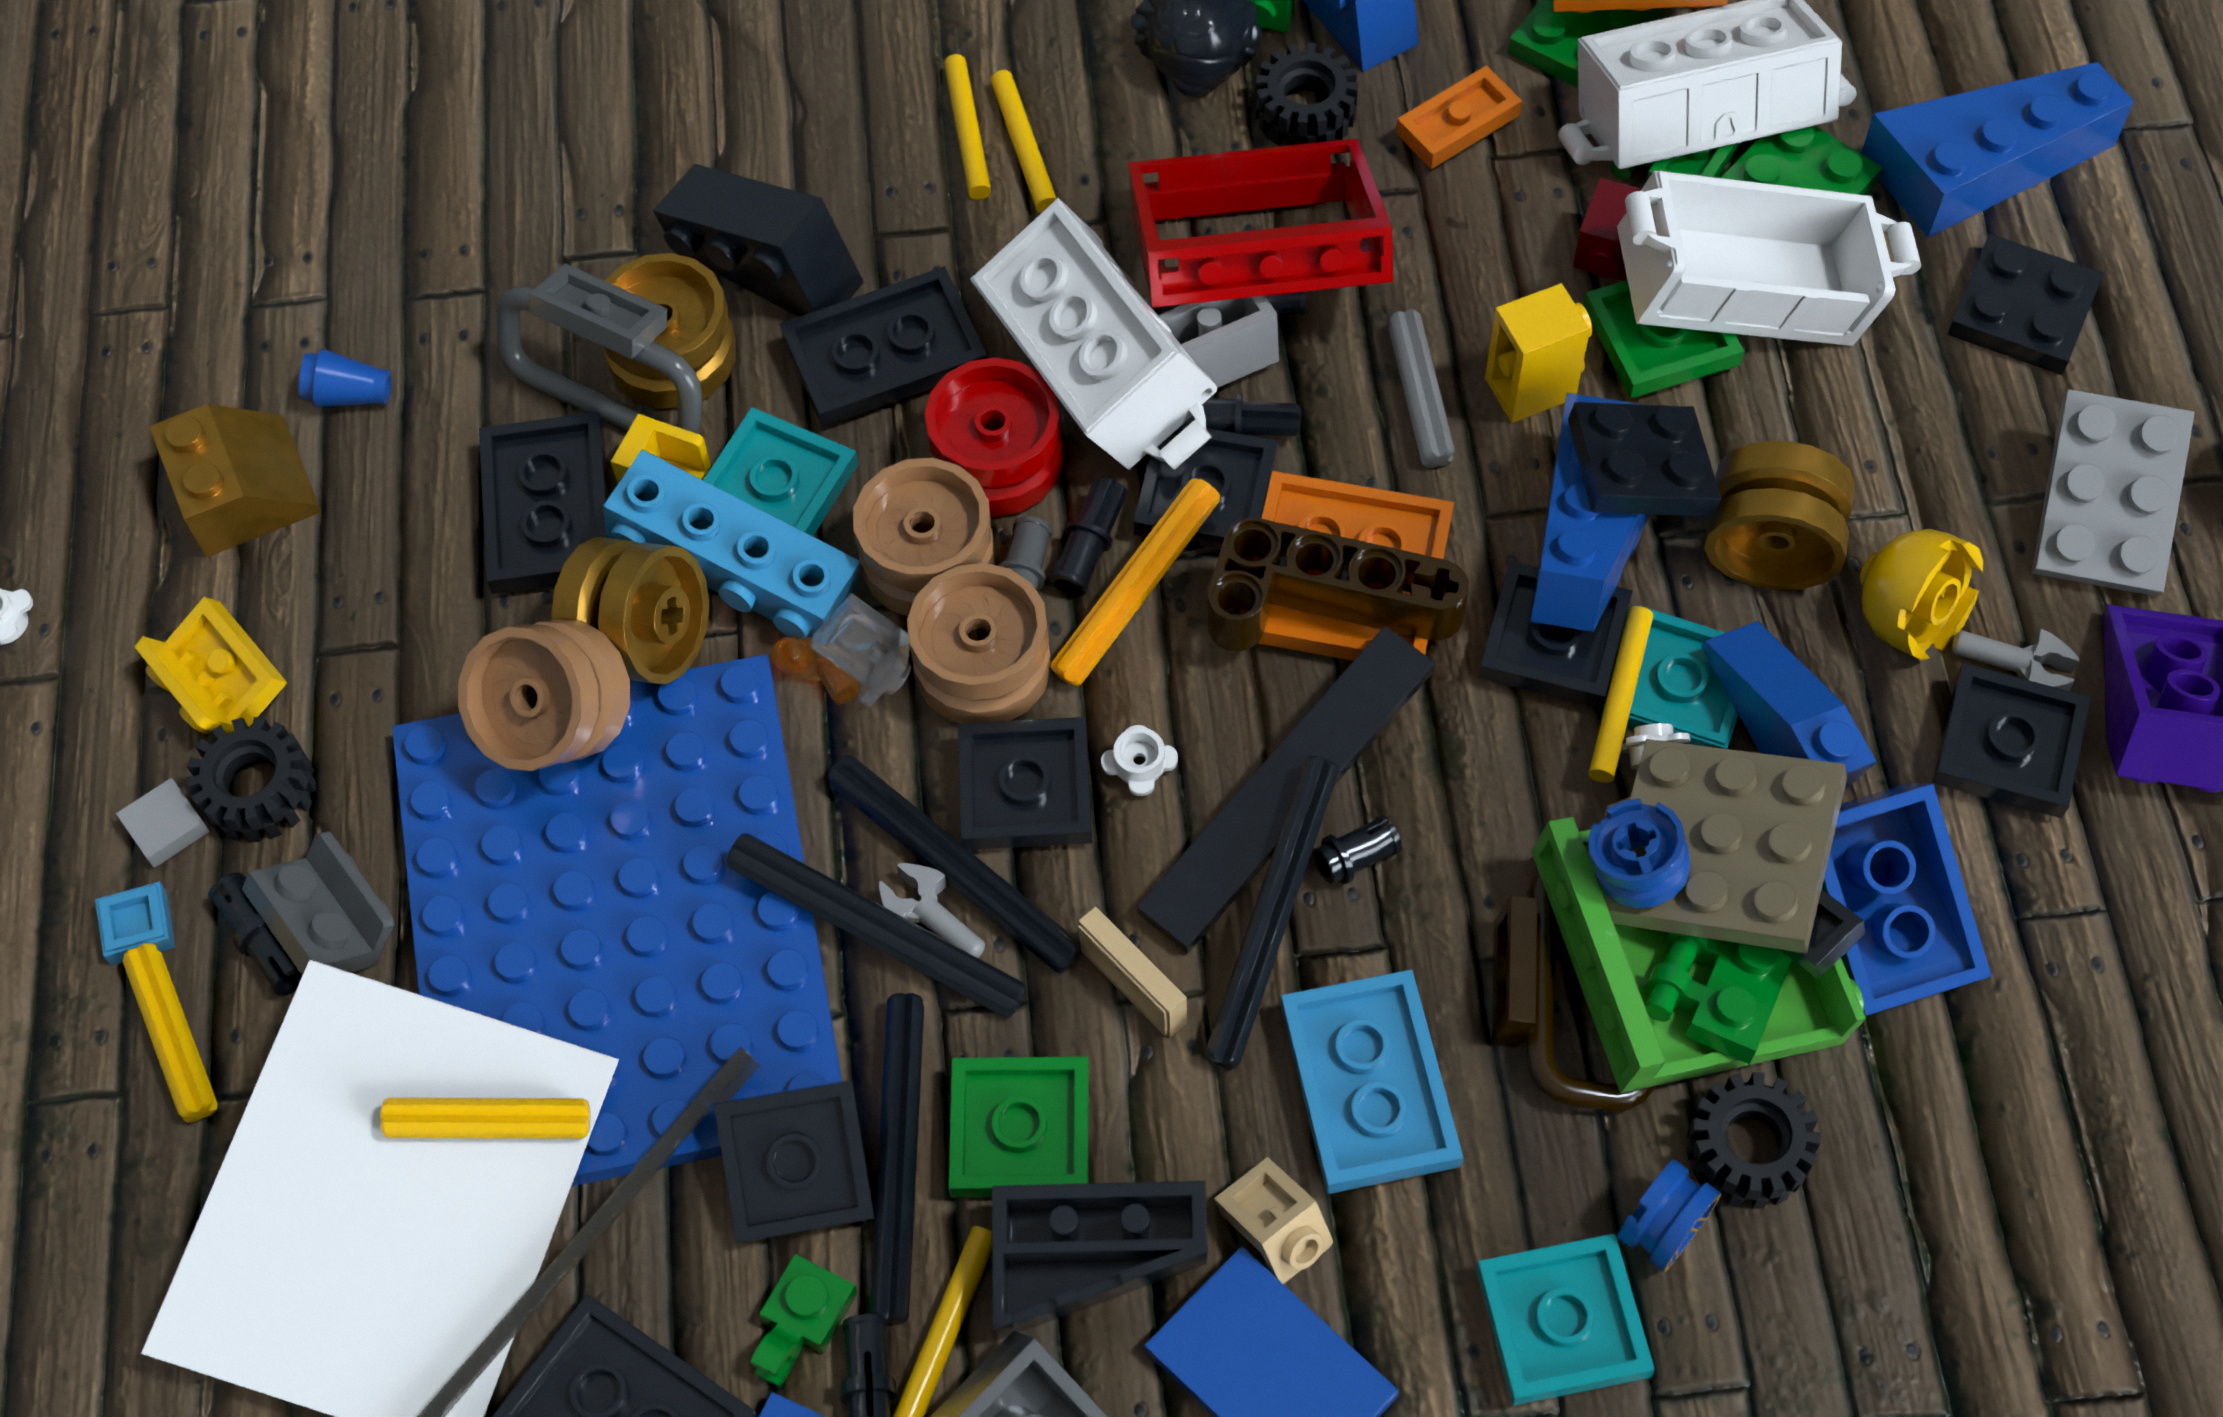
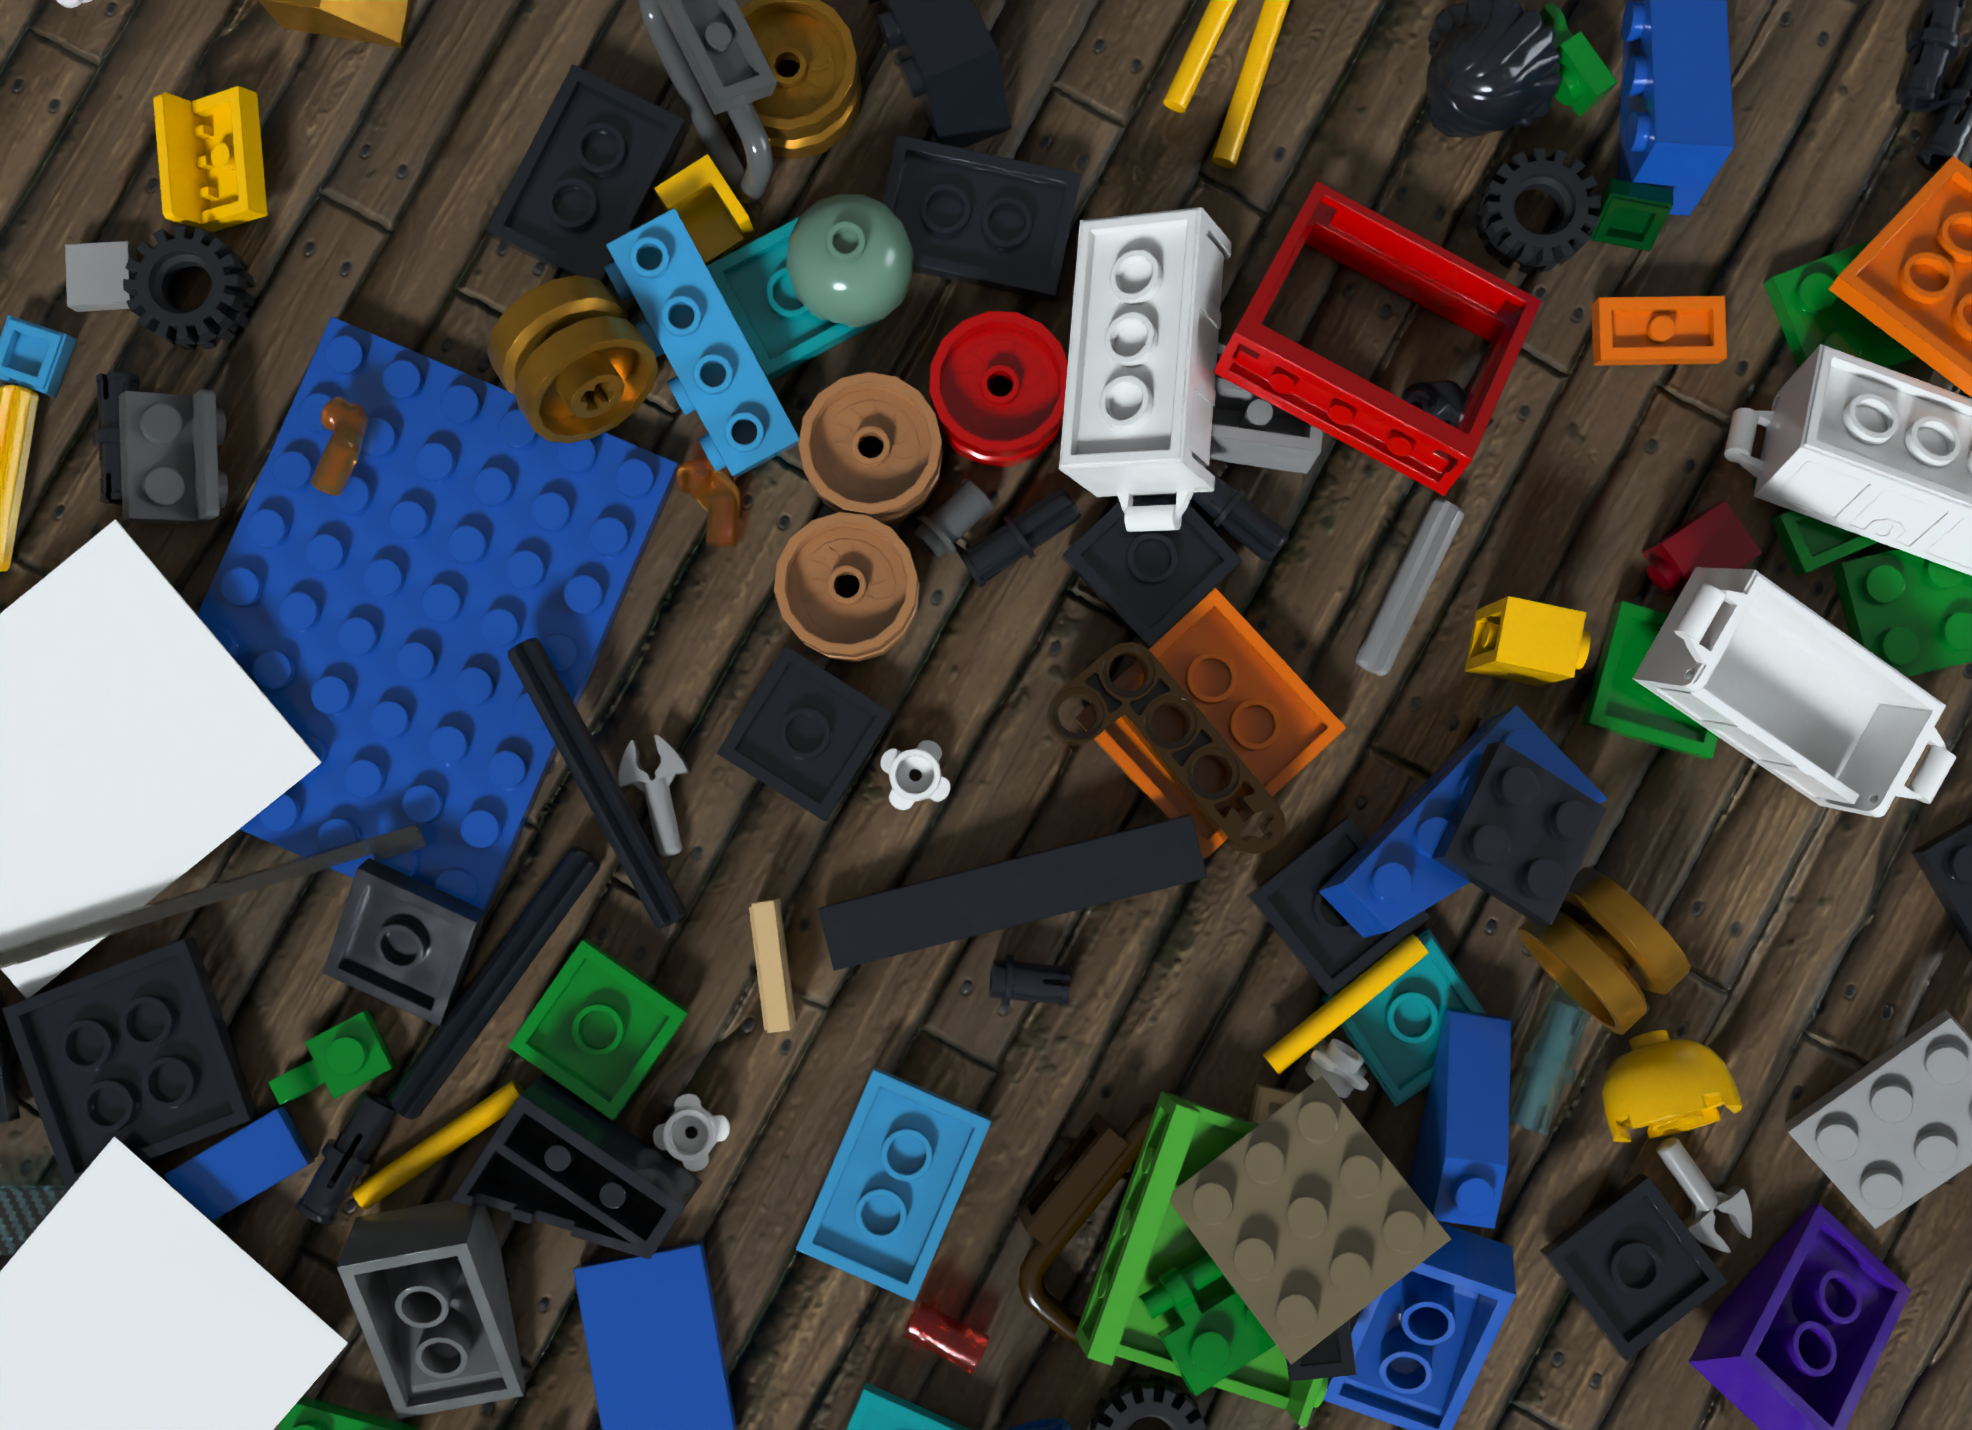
camera: 30 degrees right, 25 degrees up
(475, 799) = (344, 446): none -> clear orange arm
(485, 1117) = (179, 750): yellow axle -> none
(543, 694) = (437, 406): medium nougat wheel -> none
(806, 417) = (849, 260): none -> sand green cylinder
(865, 648) = (757, 523): clear bracket -> none
(961, 867) = (702, 761): black axle -> none
(1135, 582) = (1023, 615): light orange axle -> none
(1159, 1143) = (673, 1137): none -> white plate
(1271, 913) = (919, 993): black axle -> none
(1276, 1219) = (739, 1241): tan bracket -> none
(1377, 57) = (1632, 214): none -> dark green tile
(1513, 1177) = (945, 1336): none -> clear red pin
(1644, 879) = (1229, 1222): blue wheel -> none
(1818, 639) = (1549, 1067): none -> clear light blue pin

